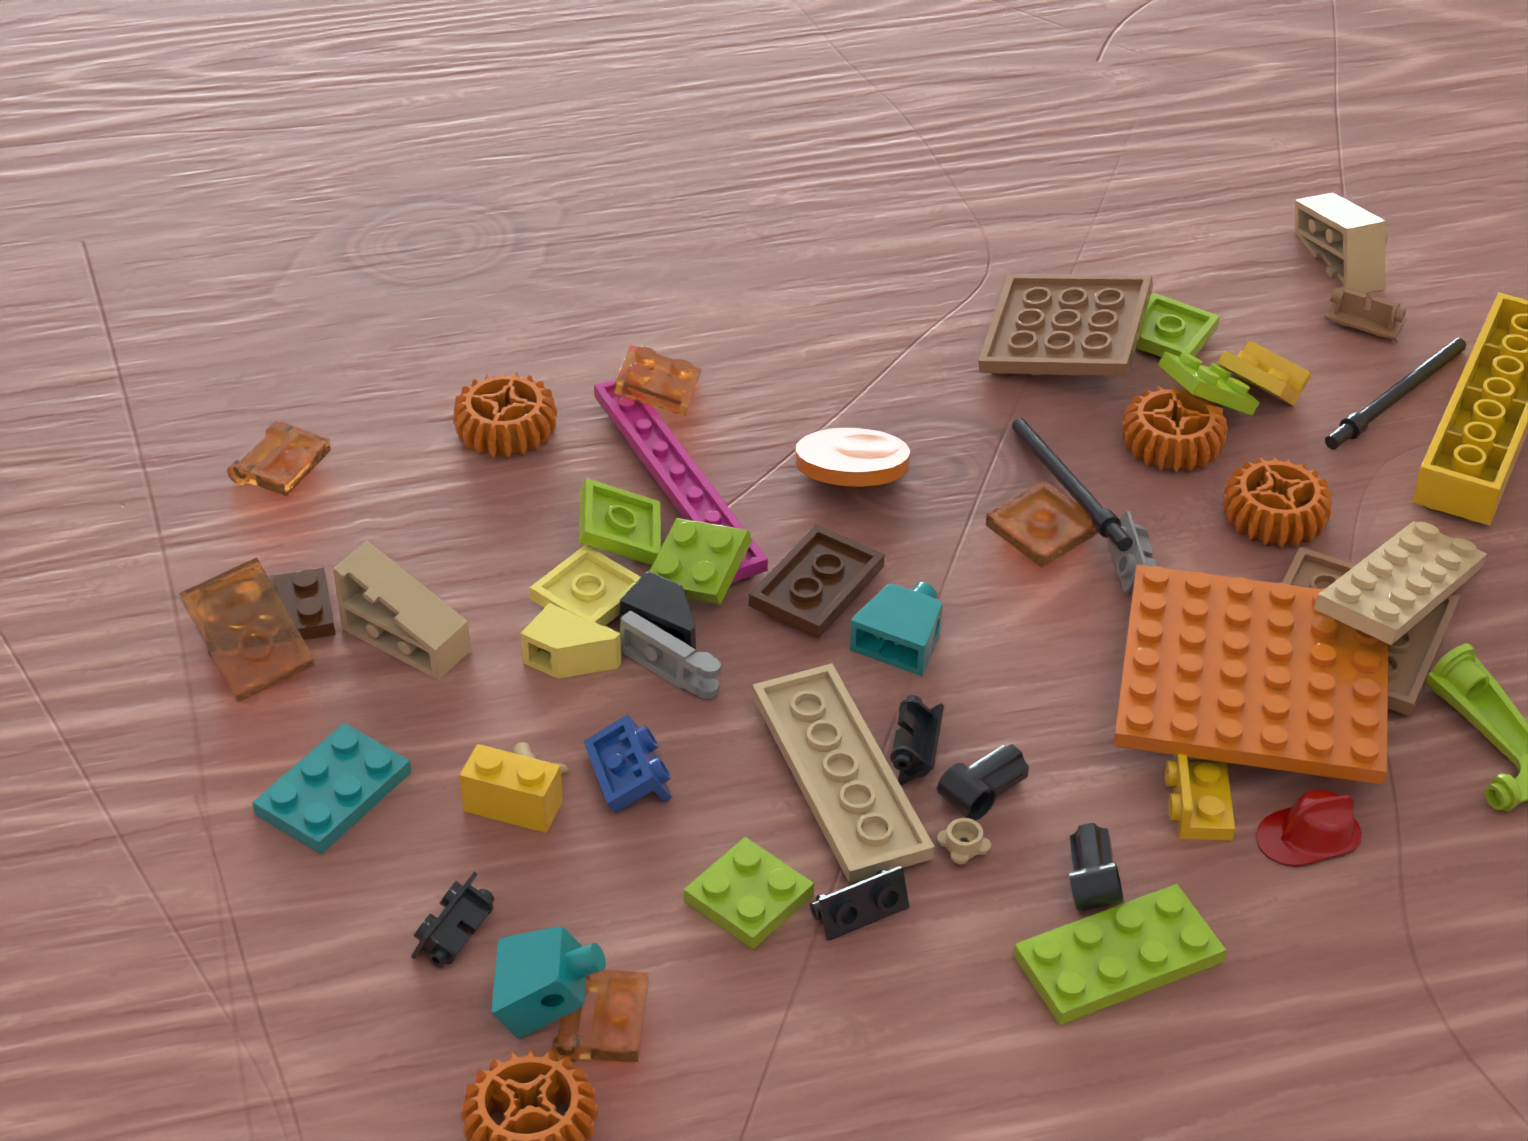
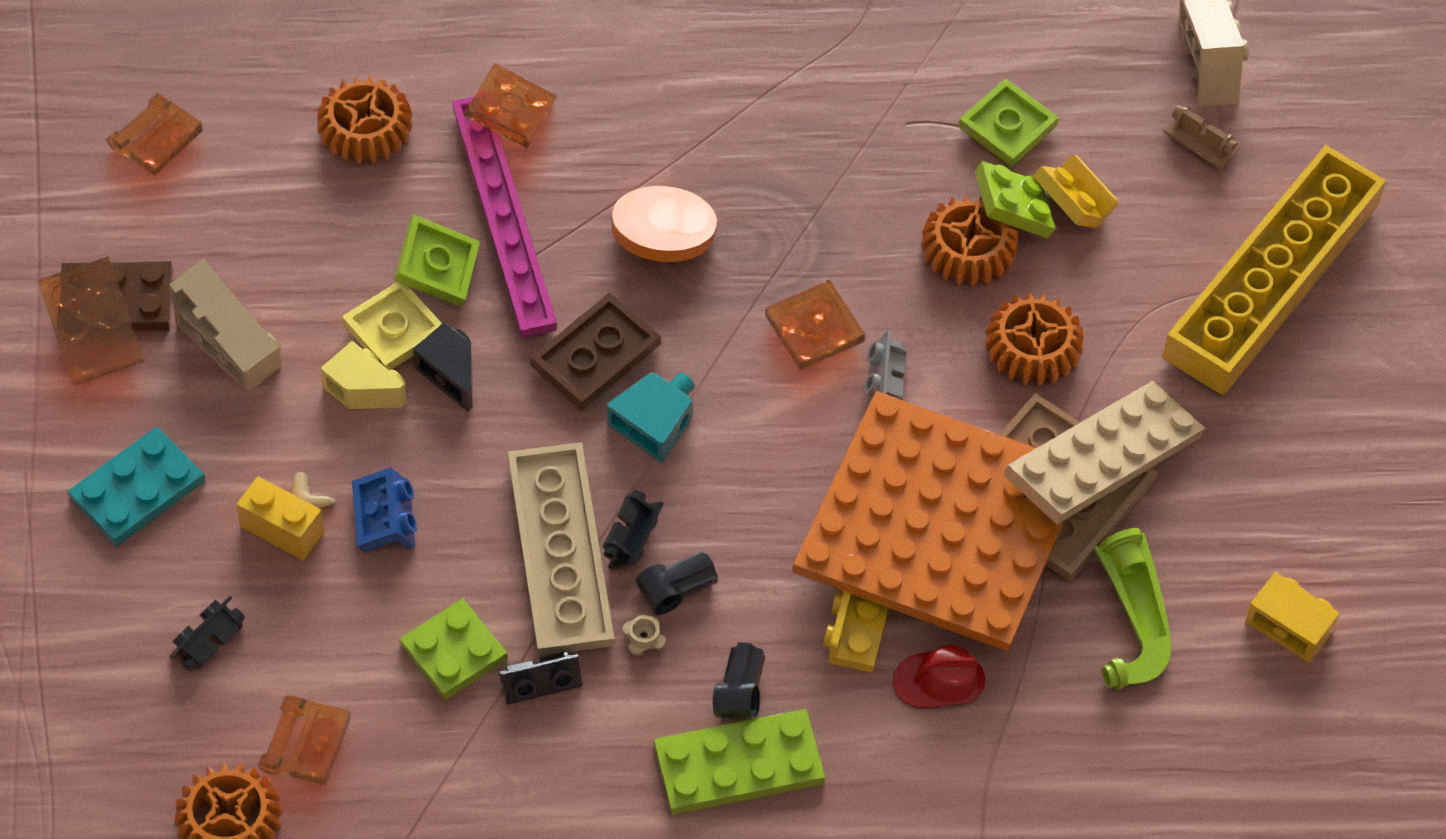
camera: 10 degrees right, 15 degrees up
(541, 978) = (261, 702): teal torso -> none
(669, 656) = (445, 409): light grey hinge -> none
(702, 558) = (496, 313): lime plate -> none
(1066, 325) = (908, 104): medium nougat plate -> none
(1103, 520) = (864, 337): black bar -> none
(1357, 422) = (1144, 261): black bar -> none

